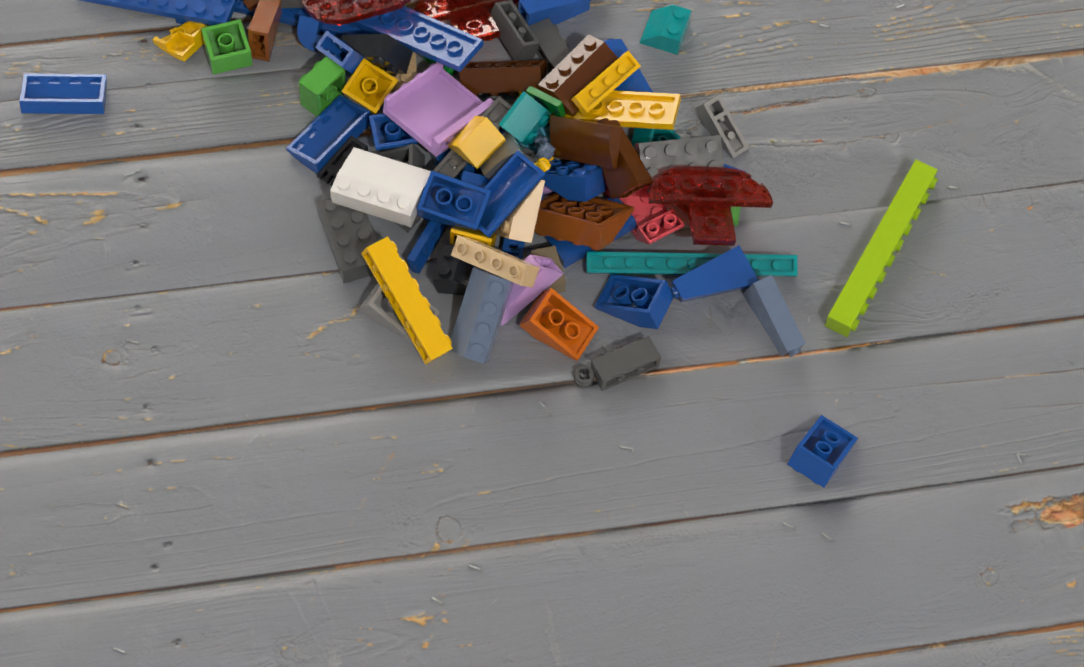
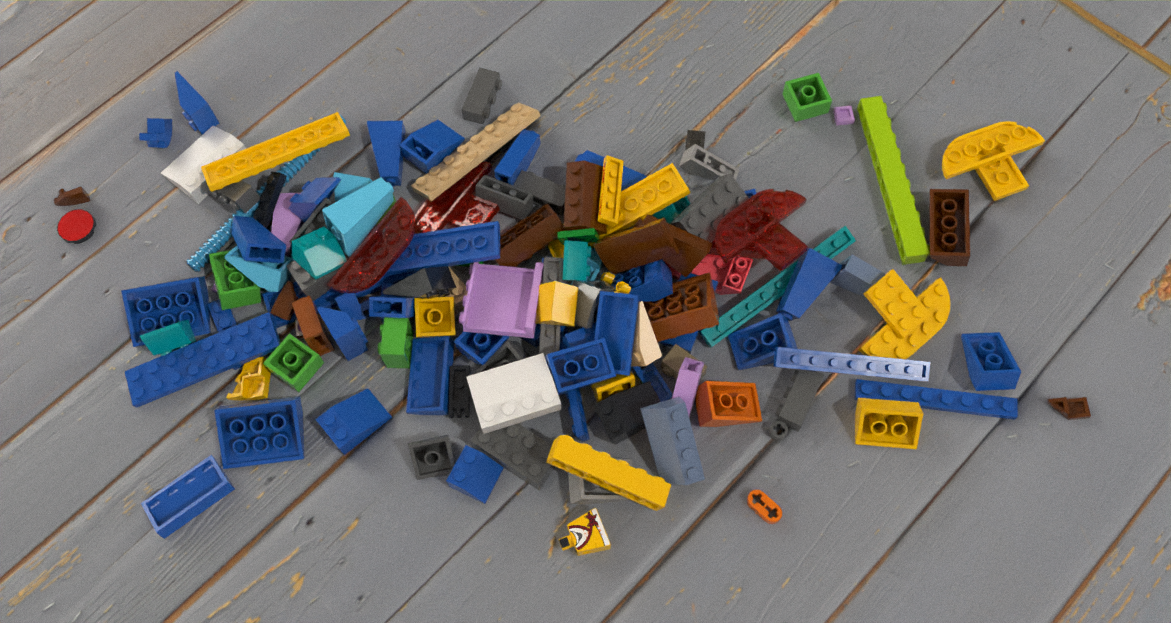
camera: 30 degrees left, 5 degrees up
(158, 83) = (260, 432): none -> blue slope
(238, 124) = (353, 420): none -> blue slope
(278, 195) = (432, 456): none -> dark grey slope
(285, 48) = (345, 332): none -> blue slope
(300, 232) = (474, 474): none -> blue slope
(351, 339) = (586, 534): none -> torso
(495, 261) = (656, 393): tan brick -> none
(522, 423) = (768, 503): none -> orange beam
(543, 148) = (609, 273): sand blue bar -> none
(666, 28) = (609, 120): teal slope -> none
(683, 434) = (887, 423): none -> yellow slope
(693, 365) = (851, 364): none -> plate
(729, 95) = (695, 137): none -> clear smoke brick
(747, 449) = (939, 399): none -> blue plate
(779, 368) = (908, 318): none -> yellow plate
(863, 540) = (1071, 408): none -> reddish brown slope
(867, 126) = (807, 97): none -> bright green brick
(892, 166) = (843, 115): none -> lavender tile
(892, 319) = (949, 226): none -> reddish brown slope
(995, 288) = (990, 154): none -> yellow plate

